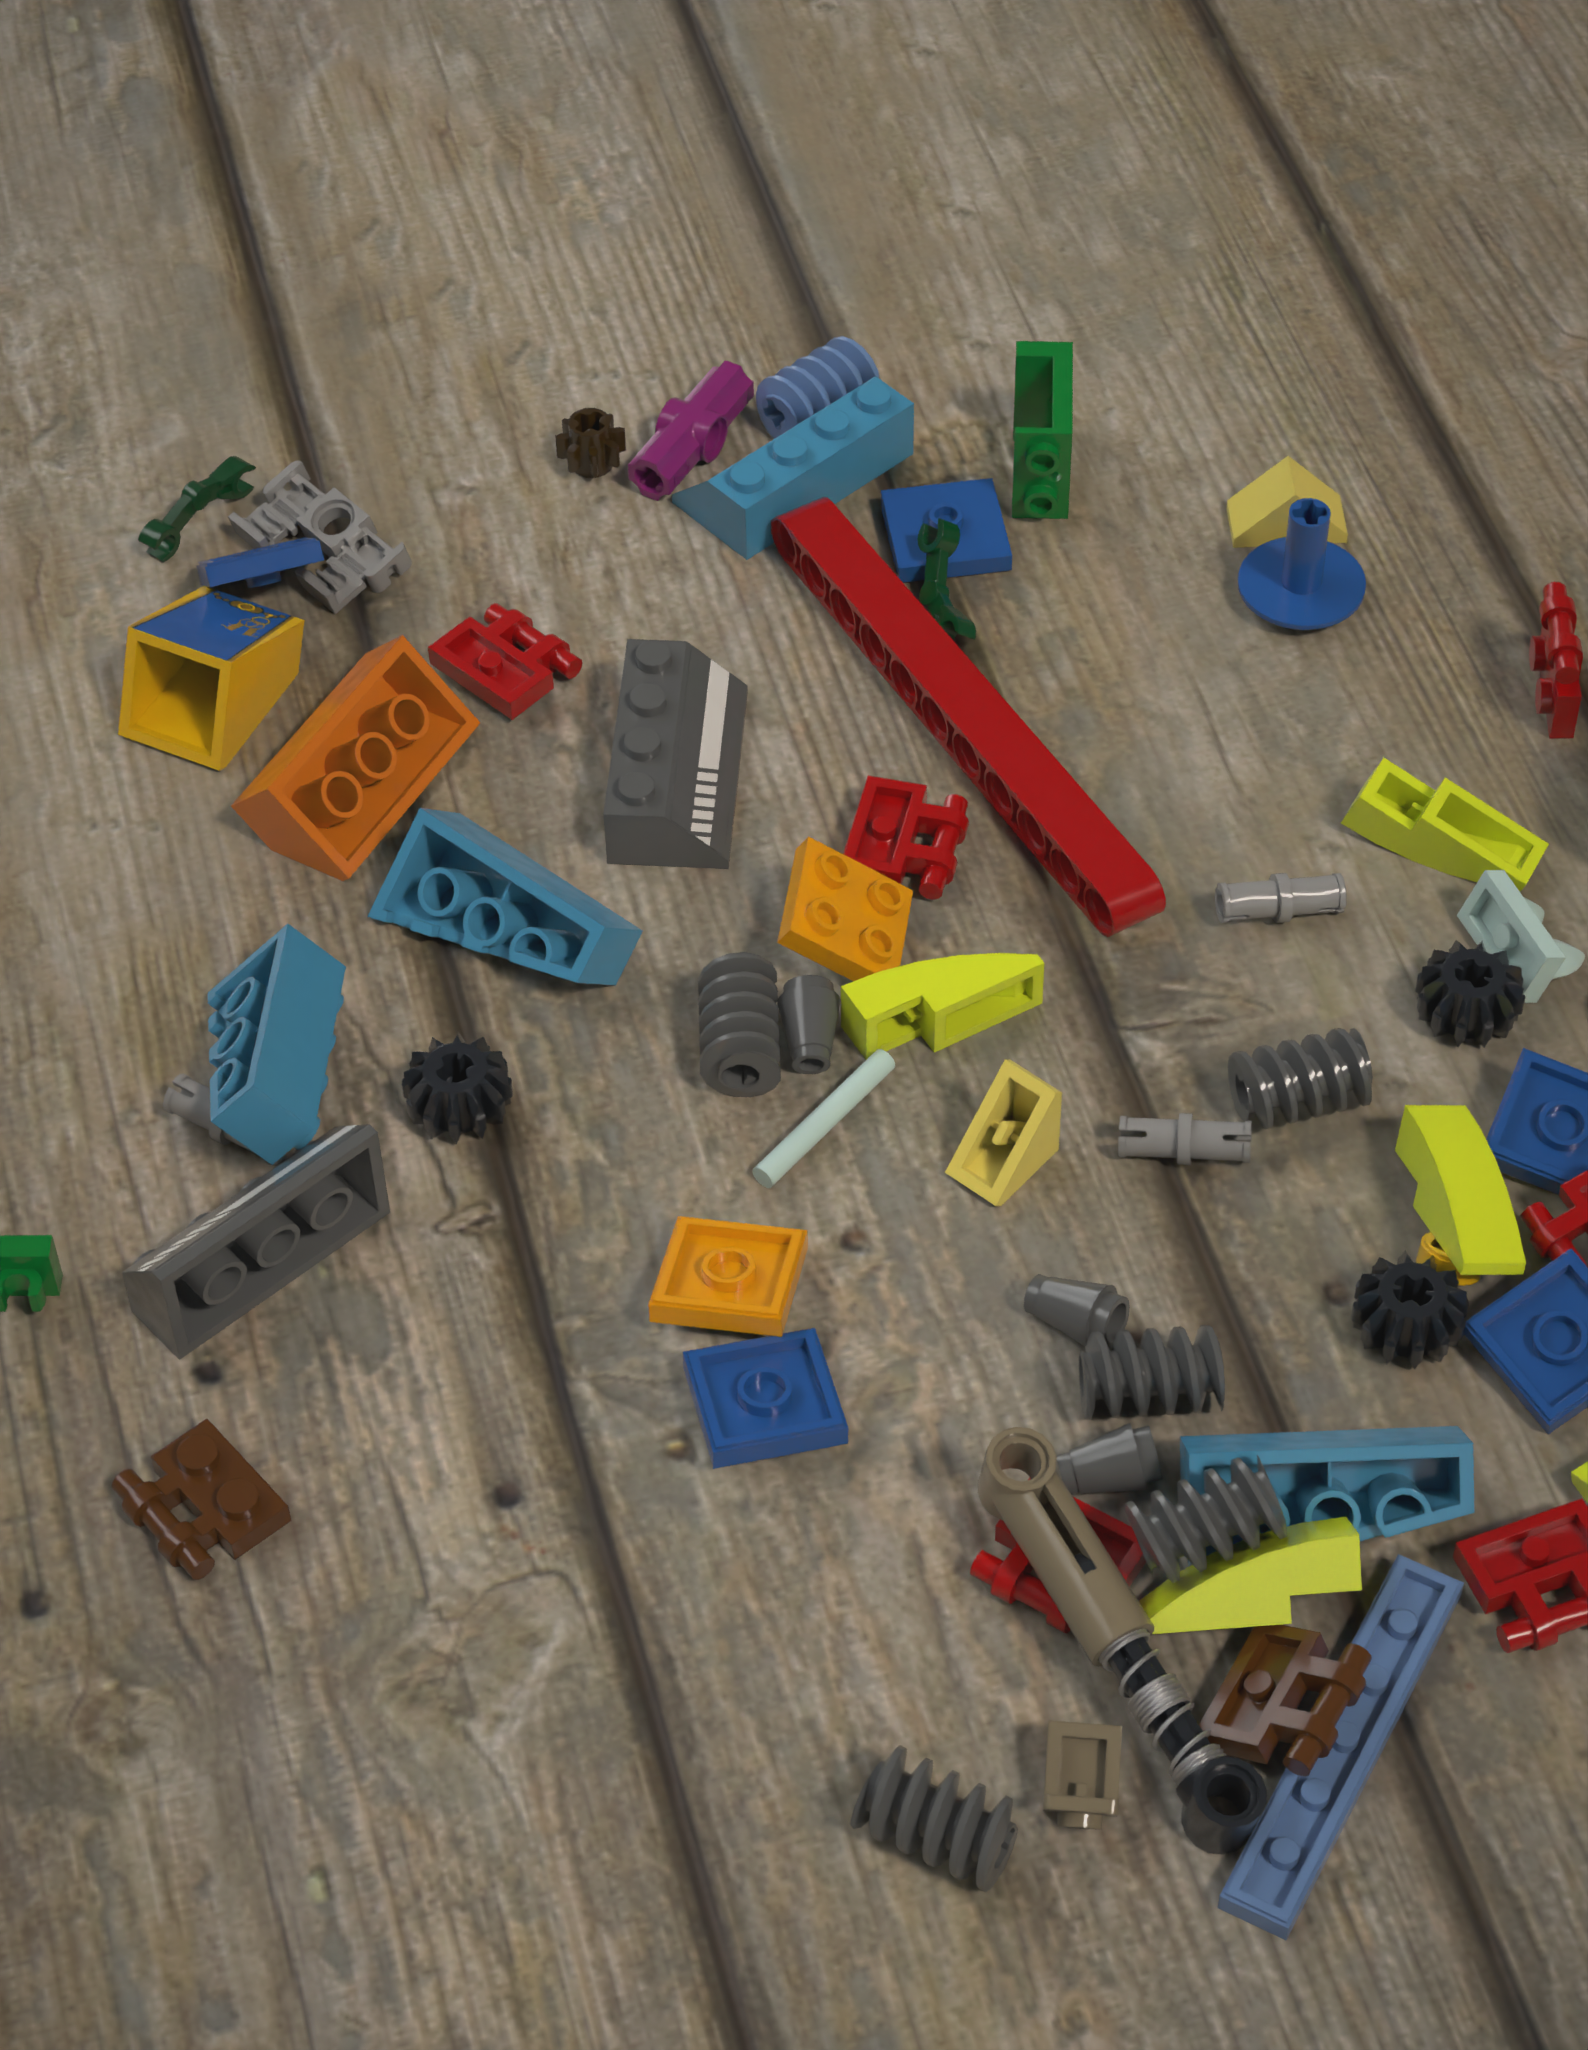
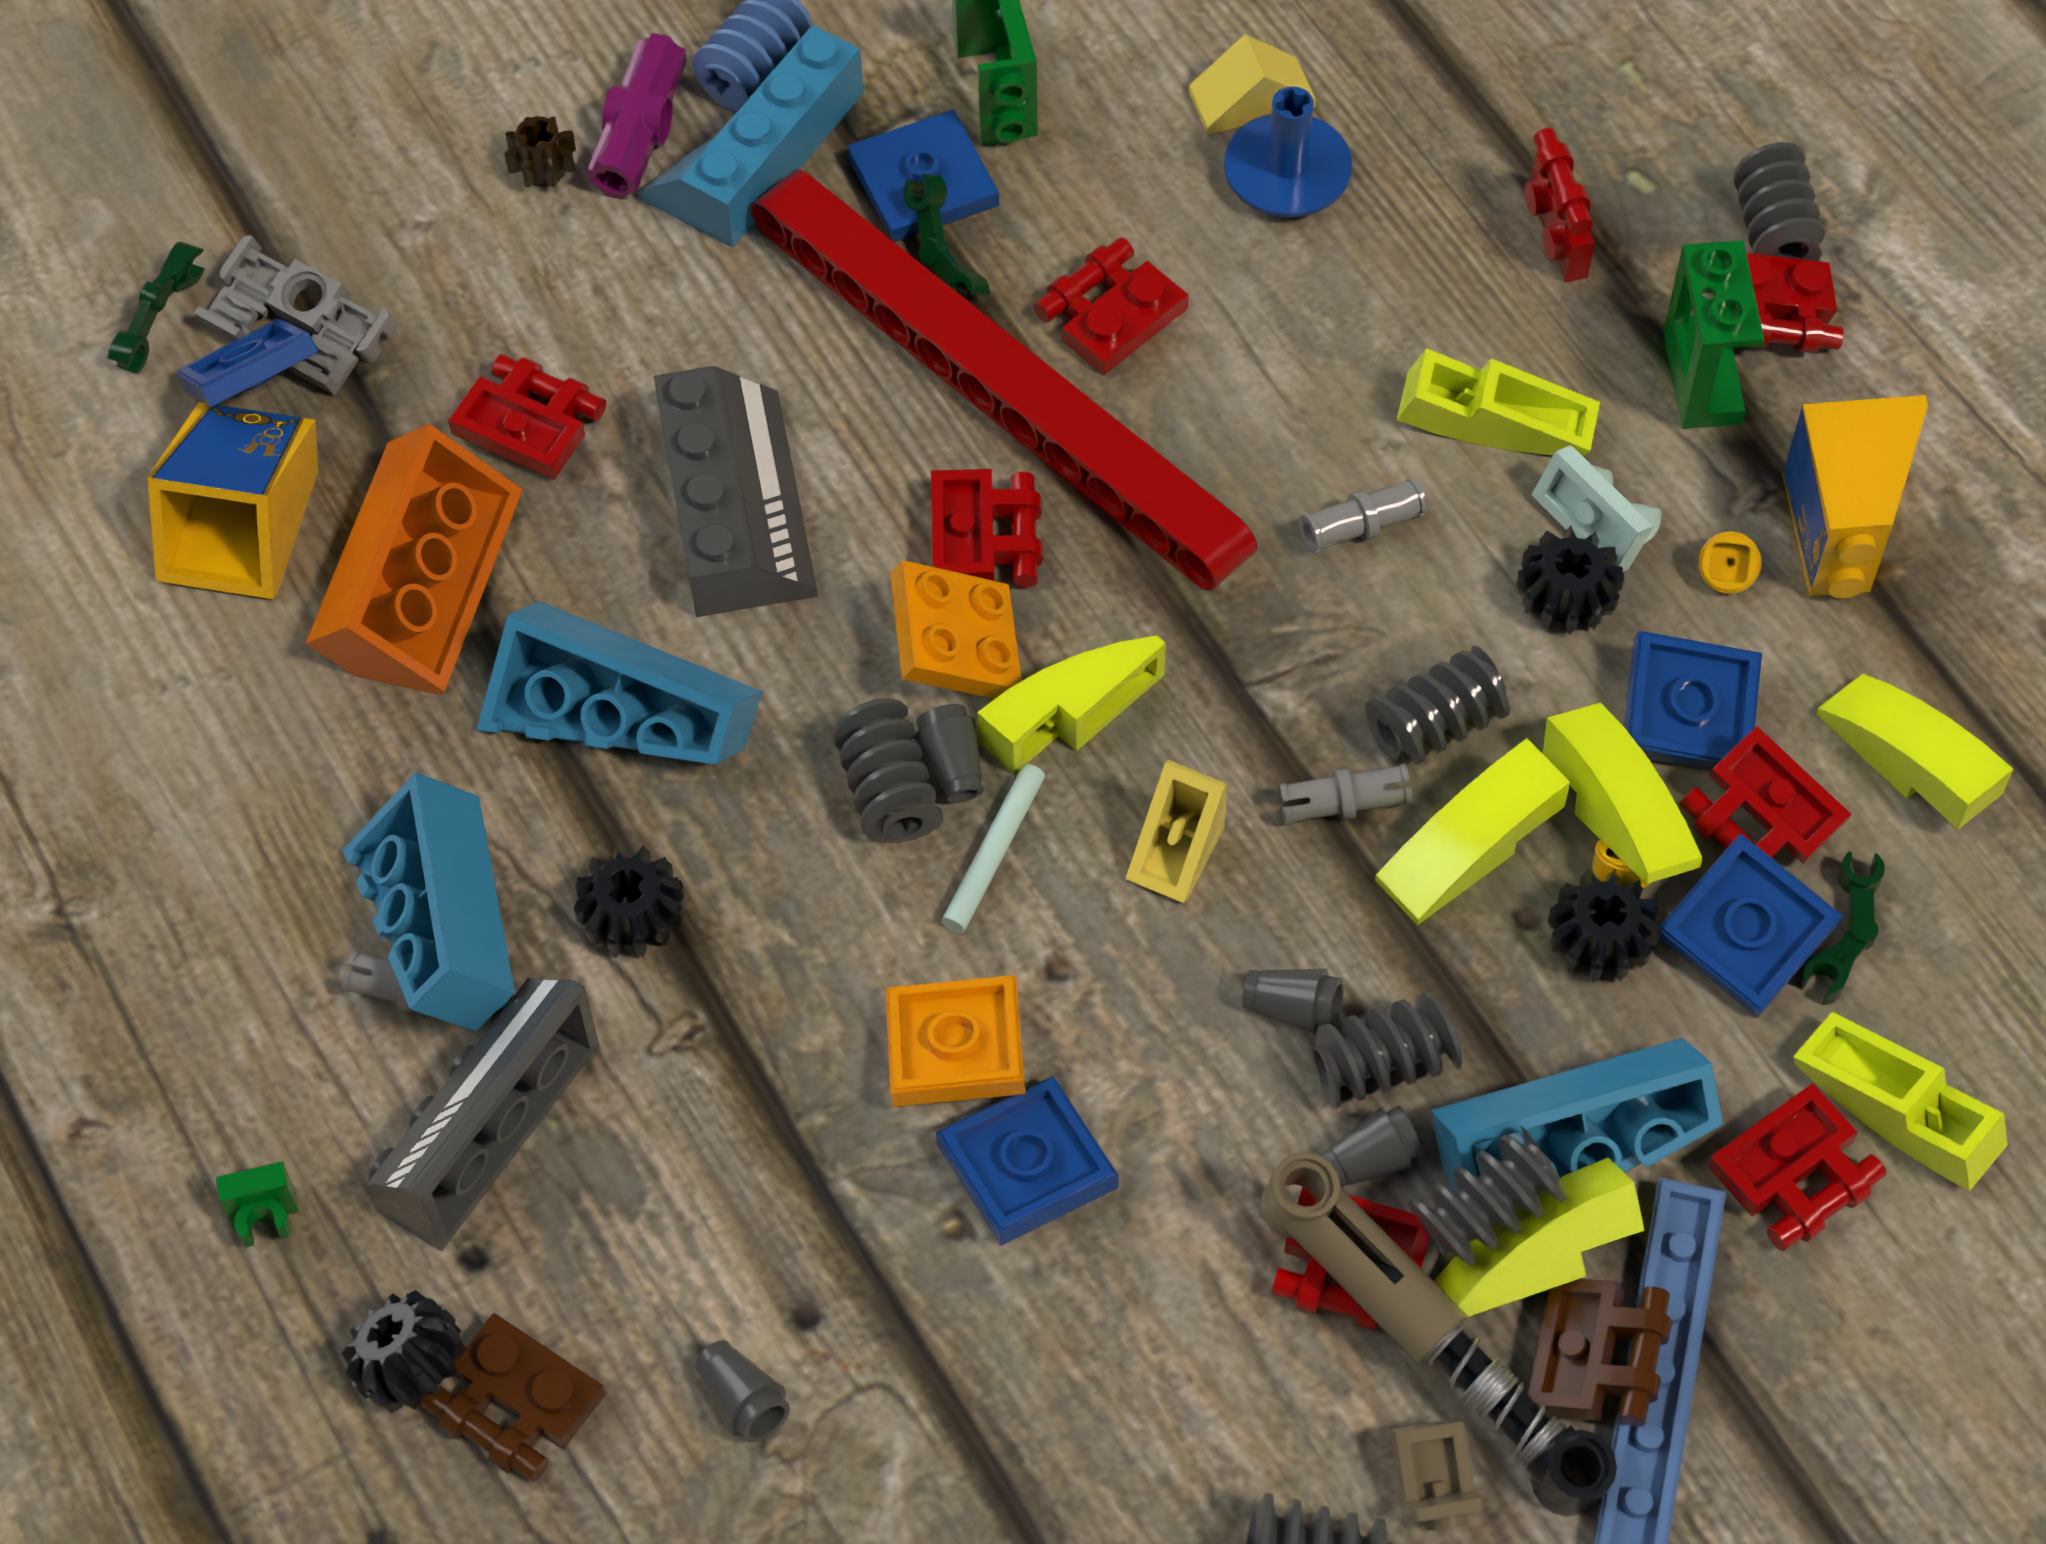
camera: 15 degrees left, 10 degrees up
(107, 1428) = (403, 1351): none -> black gear
(420, 1544) = (742, 1392): none -> dark grey cone
(1096, 686) = (1123, 317): none -> red plate
(1304, 1197) = (1474, 831): none -> neon yellow slope

